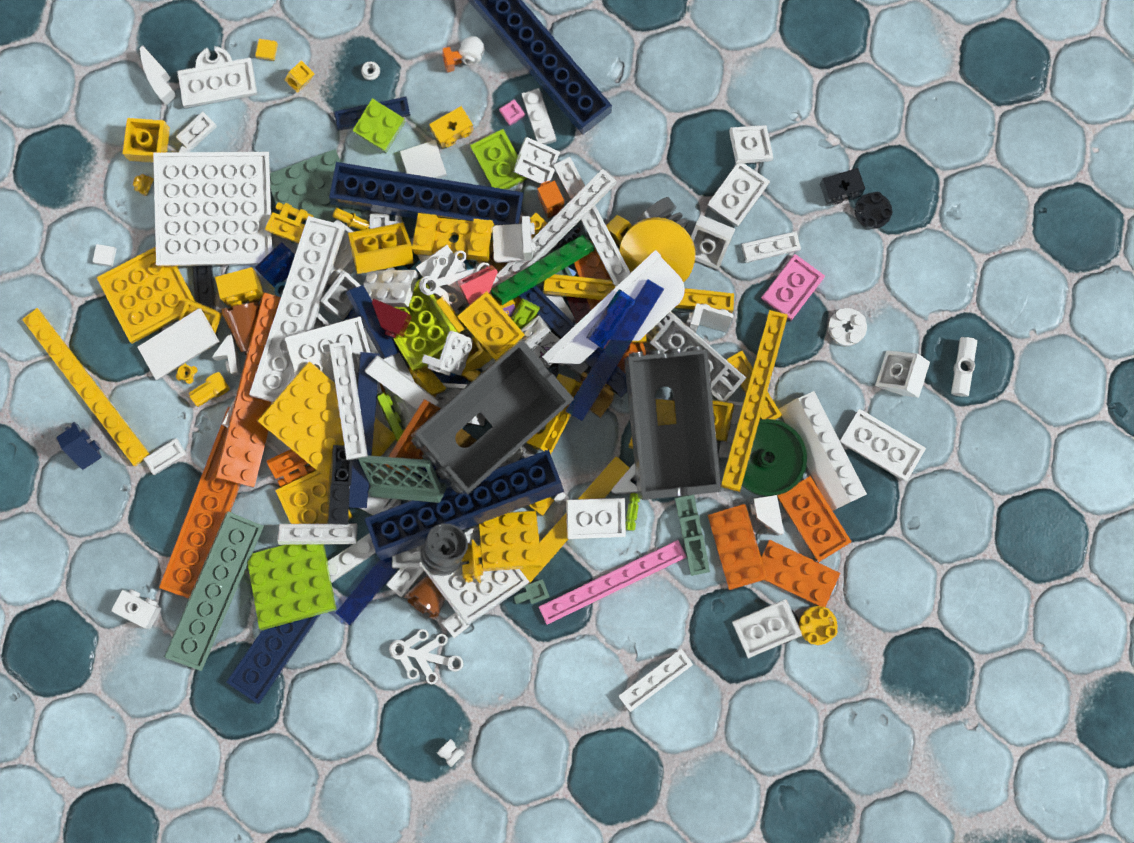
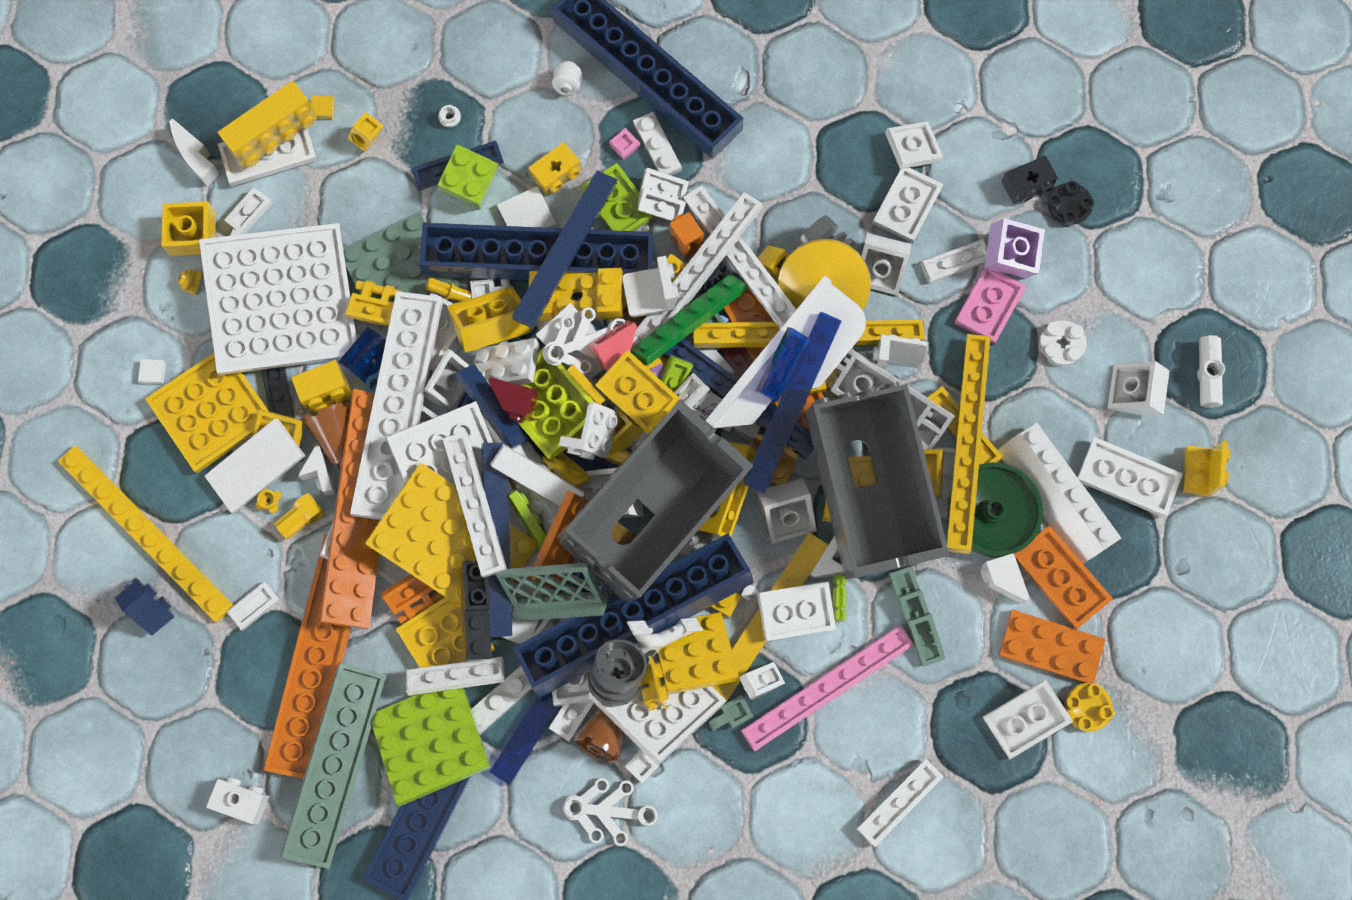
camera: 10 degrees left, 5 degrees down
(220, 62) = (268, 125): none -> yellow brick
(449, 198) = (564, 250): none -> dark blue tile
(451, 59) = (543, 90): orange tile -> none
(476, 529) = (652, 643): none -> white piece
(560, 570) = (762, 680): none -> white slope
(600, 436) = (787, 511): none -> white slope
(737, 547) = (974, 623): orange plate -> none
(819, 244) = (1014, 248): none -> lavender brick
(944, 447) = (1205, 469): none -> yellow bracket

